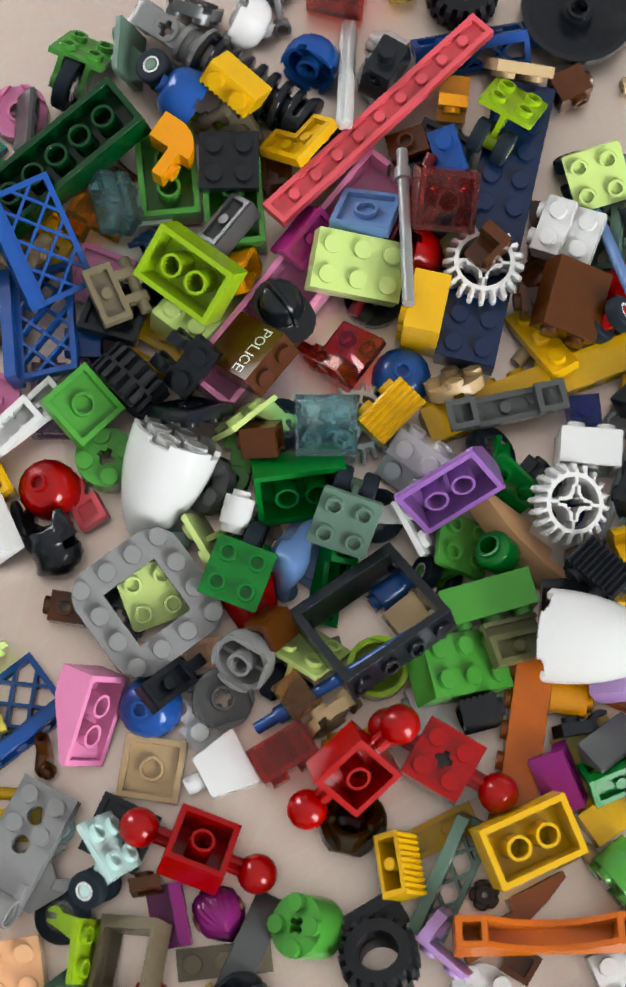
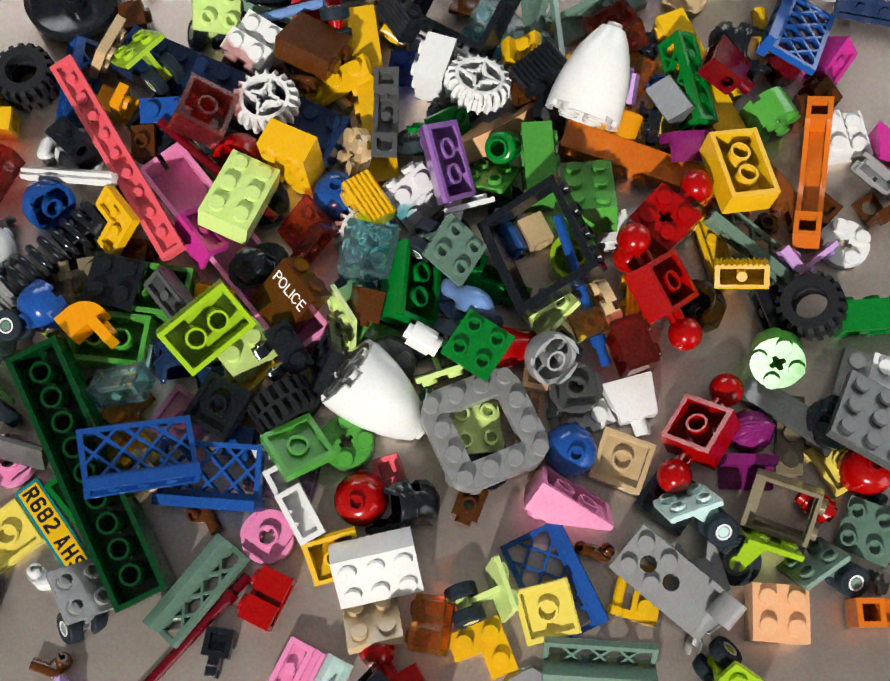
camera: 75 degrees left, 5 degrees down
(108, 296) = (203, 404): dark tan plate -> none
(145, 884) = (719, 482): reddish brown plate -> none
(169, 682) = (558, 423): black hinge -> none
(235, 84) = (48, 256): yellow brick -> none
(275, 624) = (526, 324): reddish brown panel -> none
(365, 212) = (194, 178): medium blue plate -> none
(403, 178) = (173, 144): light grey bar -> none
(480, 713) = (628, 187): black brick -> none
(488, 246) = (254, 86): reddish brown panel -> none
(511, 640) = (578, 148): olive plate -> none

